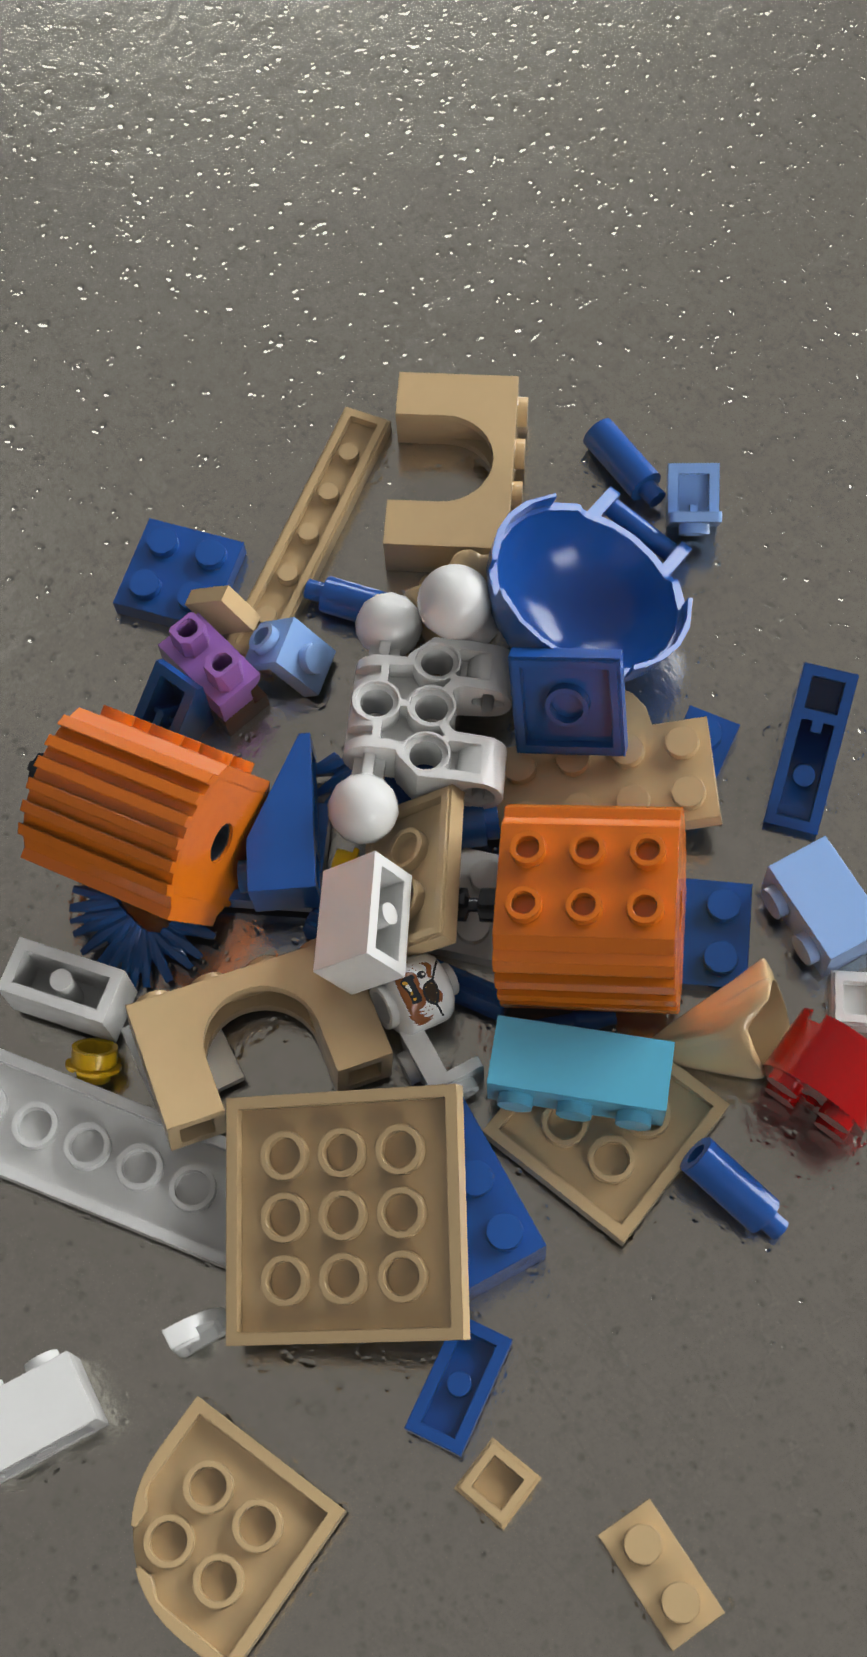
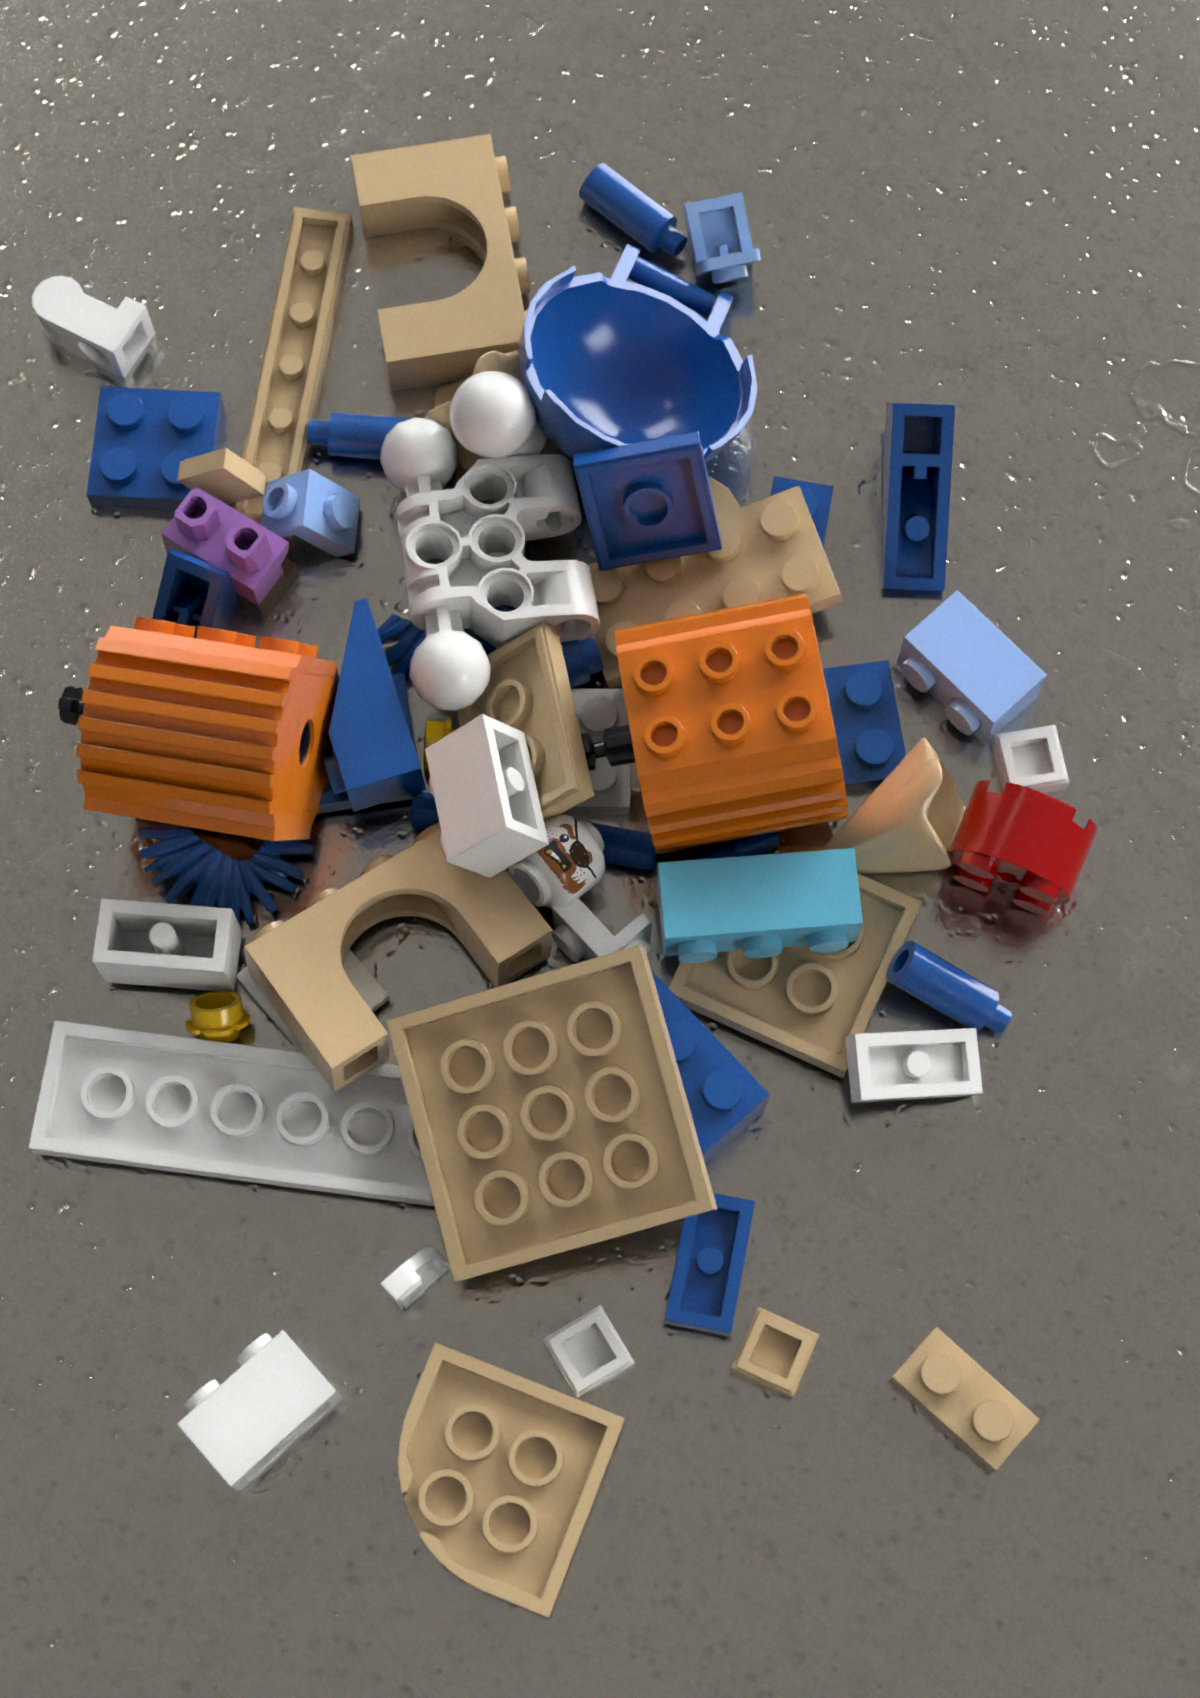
camera: 20 degrees left, 5 degrees up
(155, 471) = (90, 327): none -> white leg
(331, 1439) = (588, 1352): none -> white tile
(686, 1250) = (913, 1065): none -> white plate

